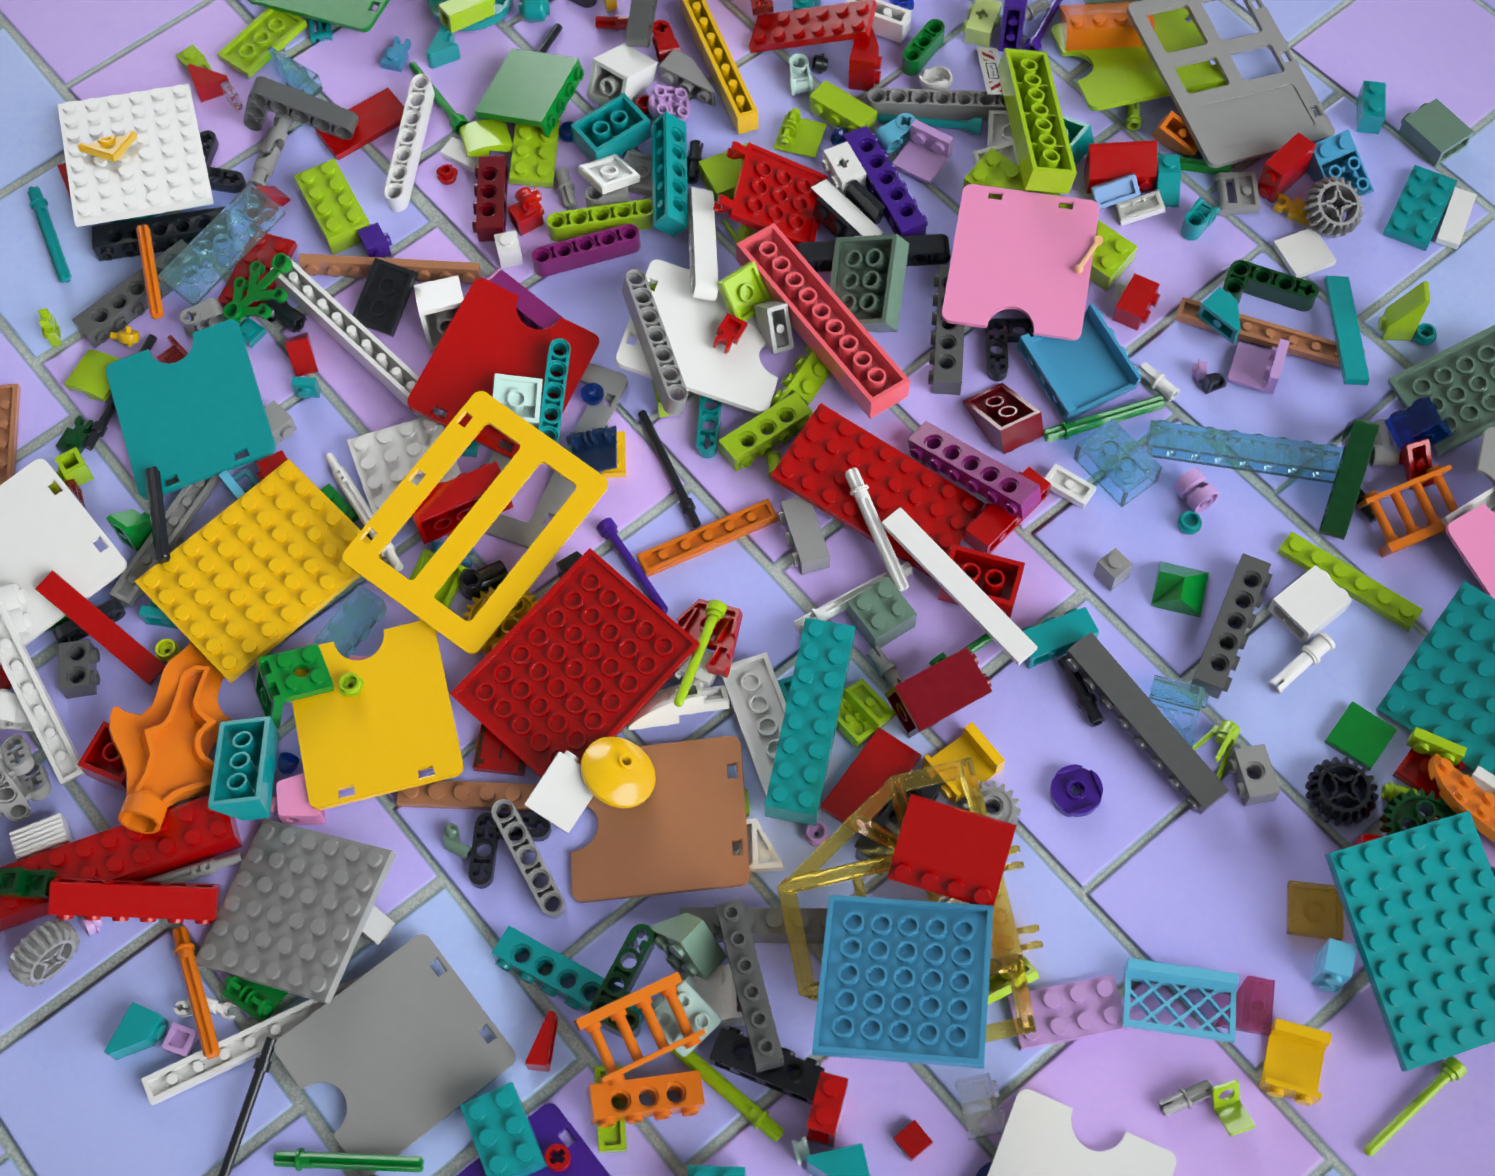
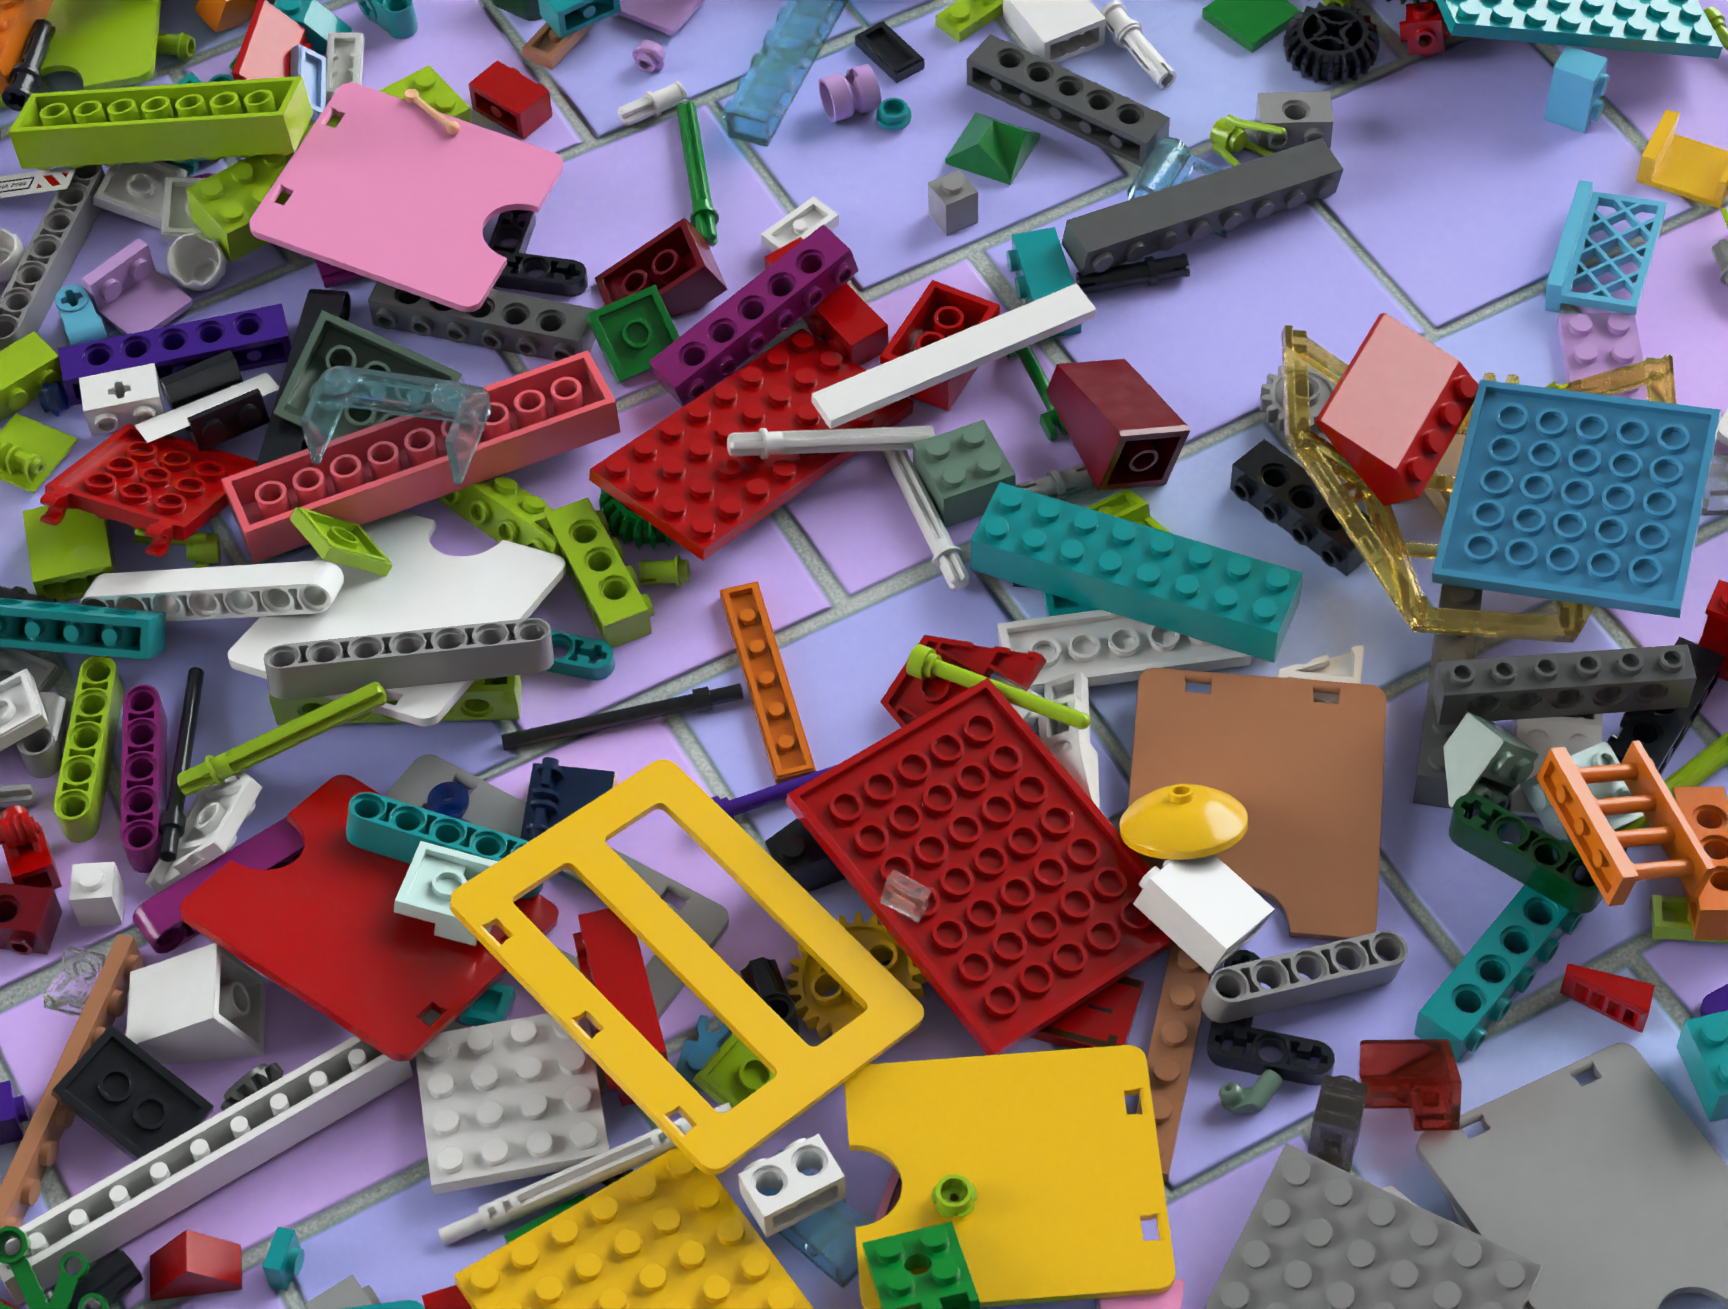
camera: 80 degrees left, 10 degrees down
(349, 605) = (799, 1194): none -> white brick
(397, 347) = (251, 1083): none -> dark grey gear
(427, 886) = (1337, 1120): none -> clear smoke brick
(449, 252) = (75, 982): none -> clear bracket
(467, 930) = (1415, 1077): none -> clear red panel
(529, 622) = (905, 896): none -> clear tile
(554, 269) = (173, 820): none -> black bar
(561, 286) = (208, 829): none -> white wing
(585, 278) = (280, 739): none -> lime axle
(729, 332) = (407, 571): red plate -> none
(774, 325) = (407, 520): light grey slope -> none
(804, 535) = (801, 549): light grey brick -> none
(814, 840) = (1313, 604): lavender plate -> none
(834, 318) = (401, 394): none -> clear light blue windscreen
(870, 770) = (1219, 516): red tile -> none
(951, 409) = (632, 332): none -> green plate
(952, 173) = (196, 262): none -> white hair
(970, 744) = (1221, 418): yellow panel -> none
(972, 125) = (106, 228): teal piece -> none
(1074, 49) = (26, 75): none -> black pin
(1074, 805) = (1285, 287): dark purple plate -> none
(1081, 371) = (609, 178): dark azure panel -> none
(1117, 462) = (779, 167): clear light blue brick -> none
(1213, 382) = (675, 48): black tile -> none
(1251, 510) = (889, 52): none -> black tile
(1253, 1006) = (1613, 181): clear pink wing -> none
(1314, 910) = (1488, 105): clear yellow tile -> none

